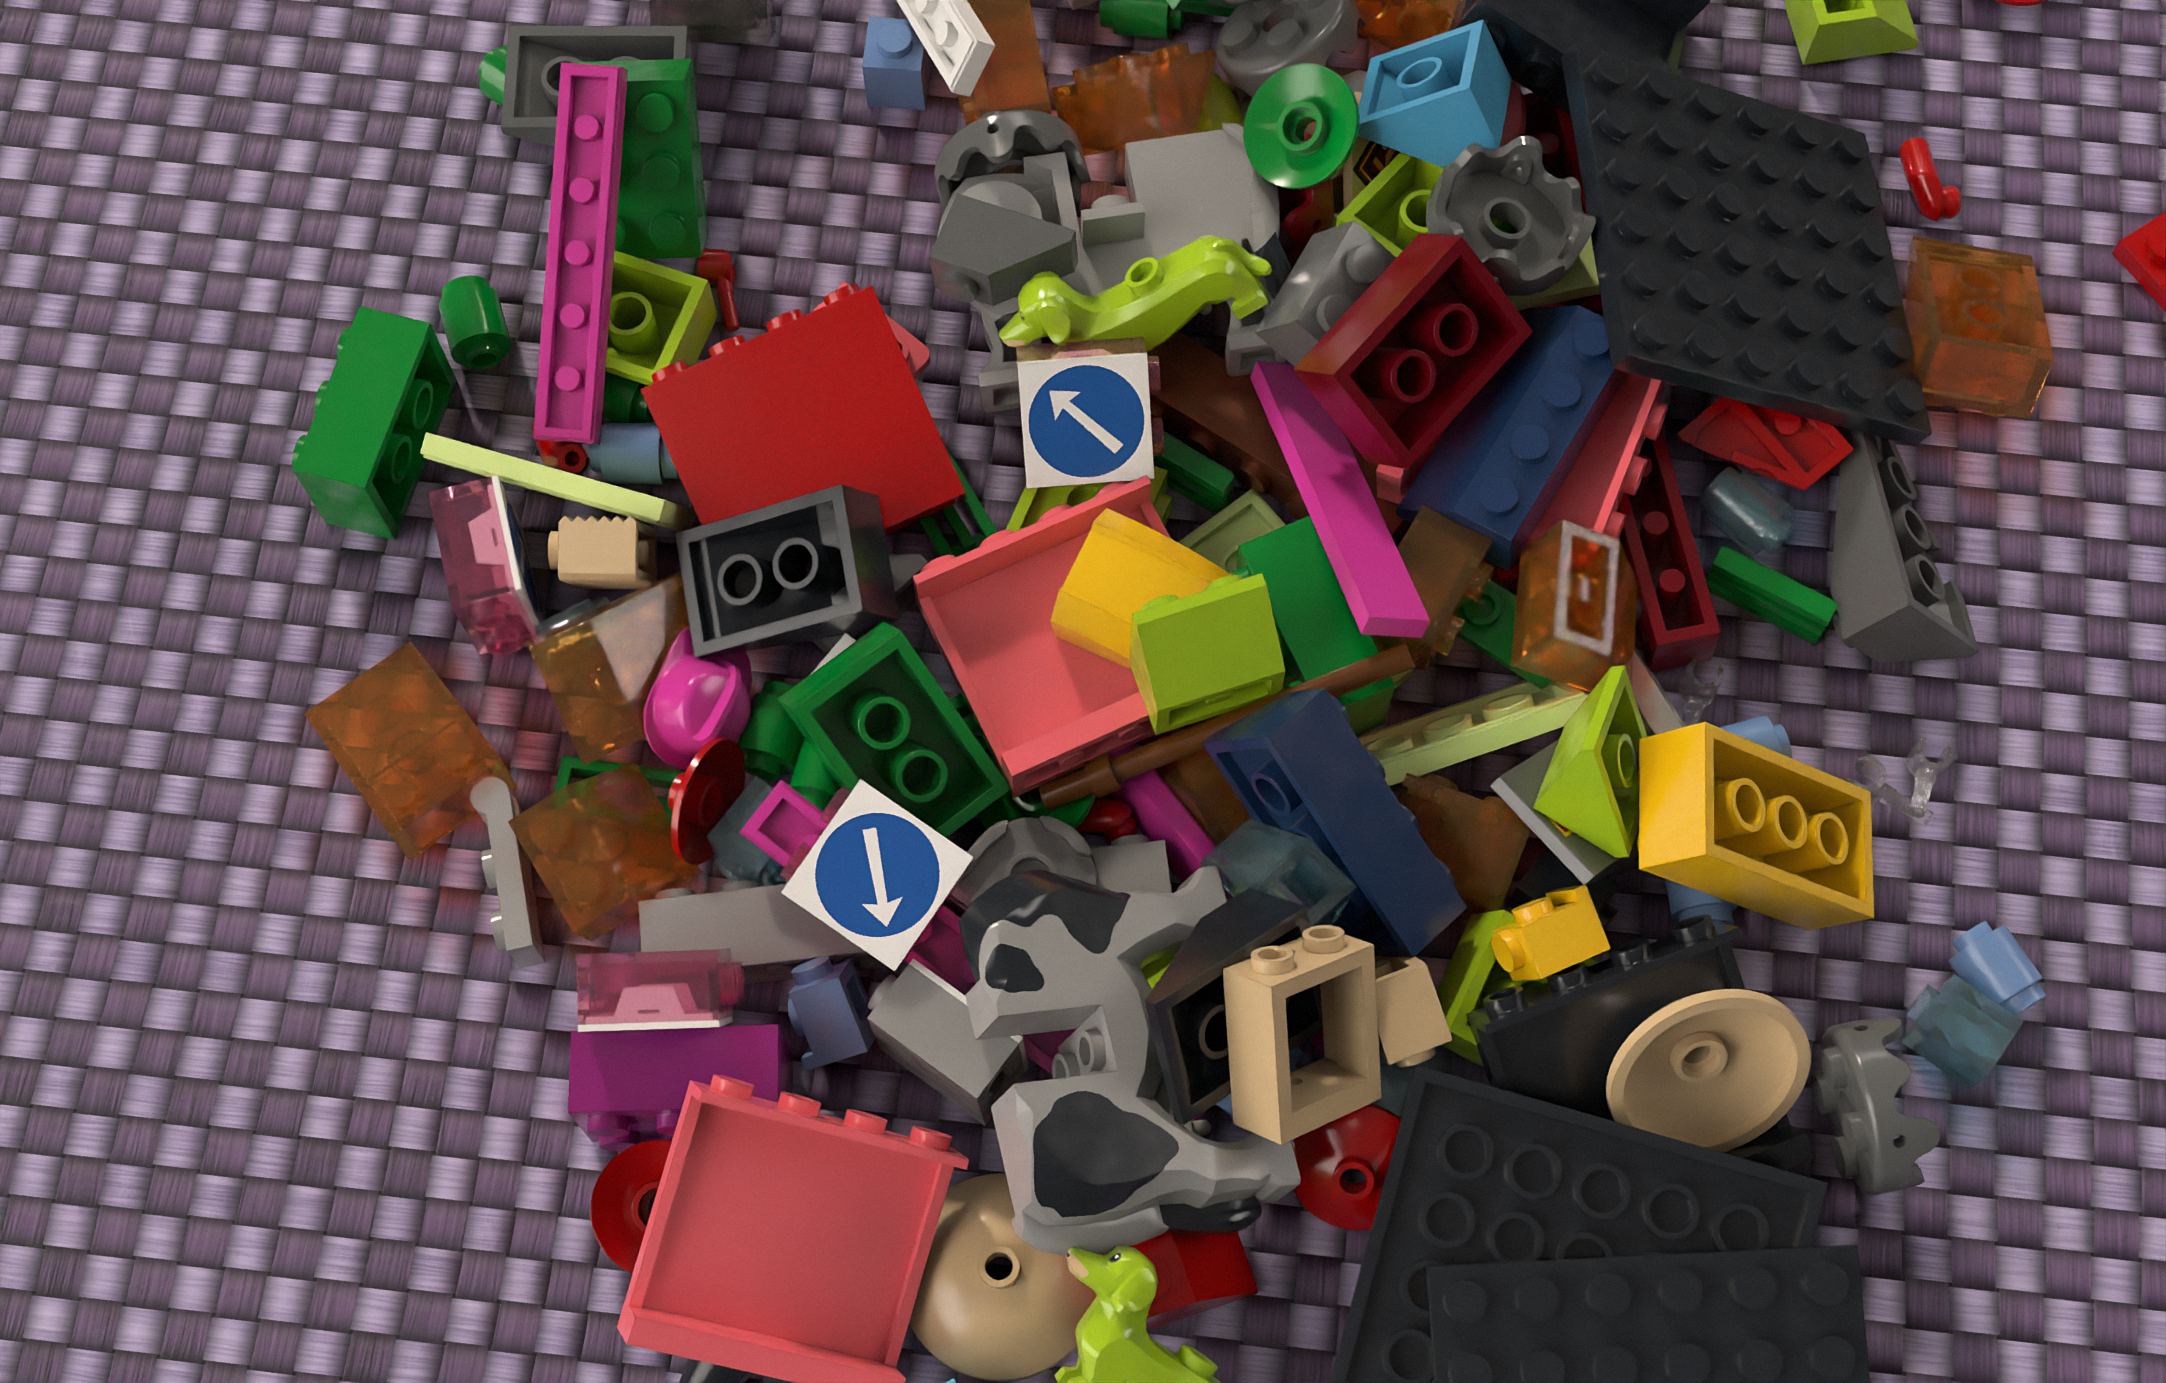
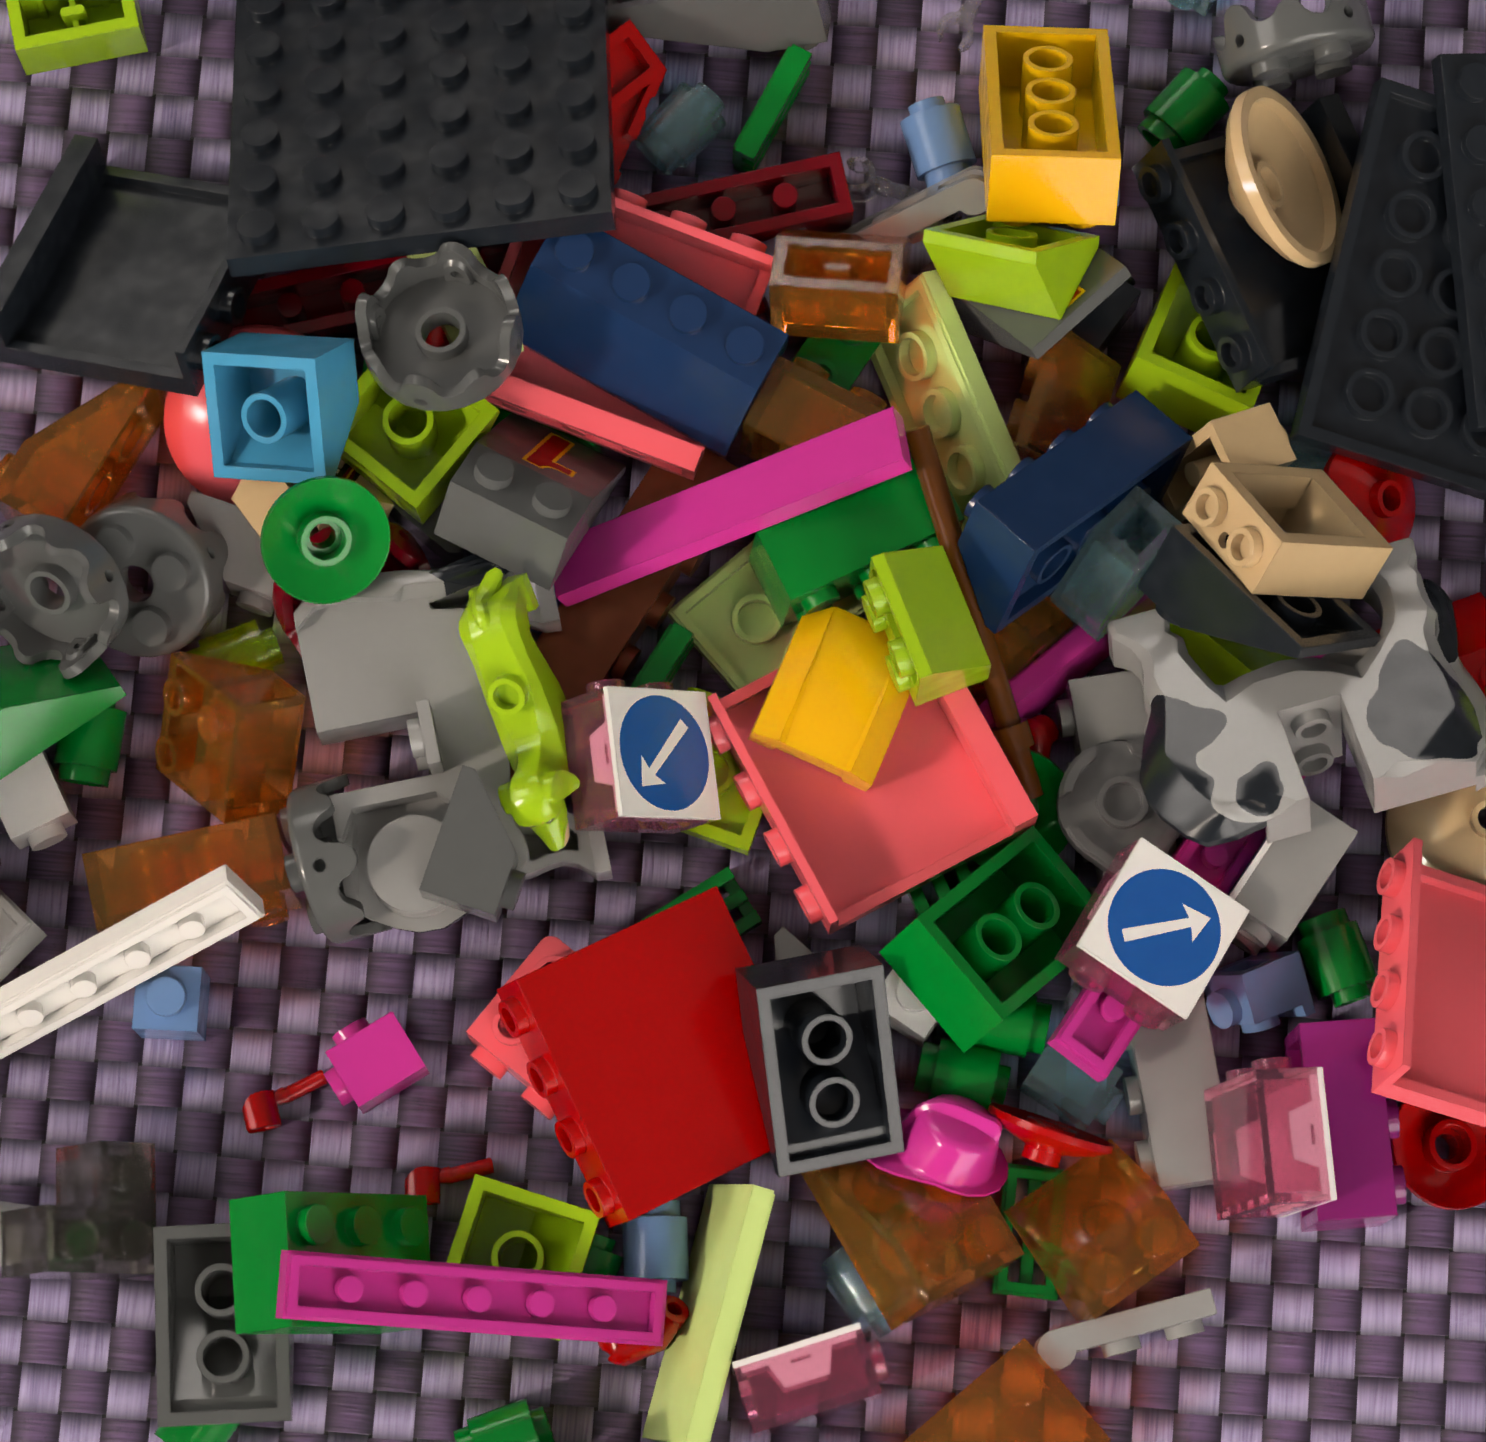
camera: 95 degrees left, 10 degrees up
(604, 553) = (797, 1259): tan brick -> none
(798, 141) = (262, 1109): none -> red hand
(831, 225) = (372, 1062): none -> dark pink brick
(873, 1092) = (1336, 958): none -> green brick
(1413, 350) = (595, 422): dark red brick -> none
(1550, 934) = (1166, 312): yellow brick -> none
(1796, 992) = (1185, 109): none -> green brick

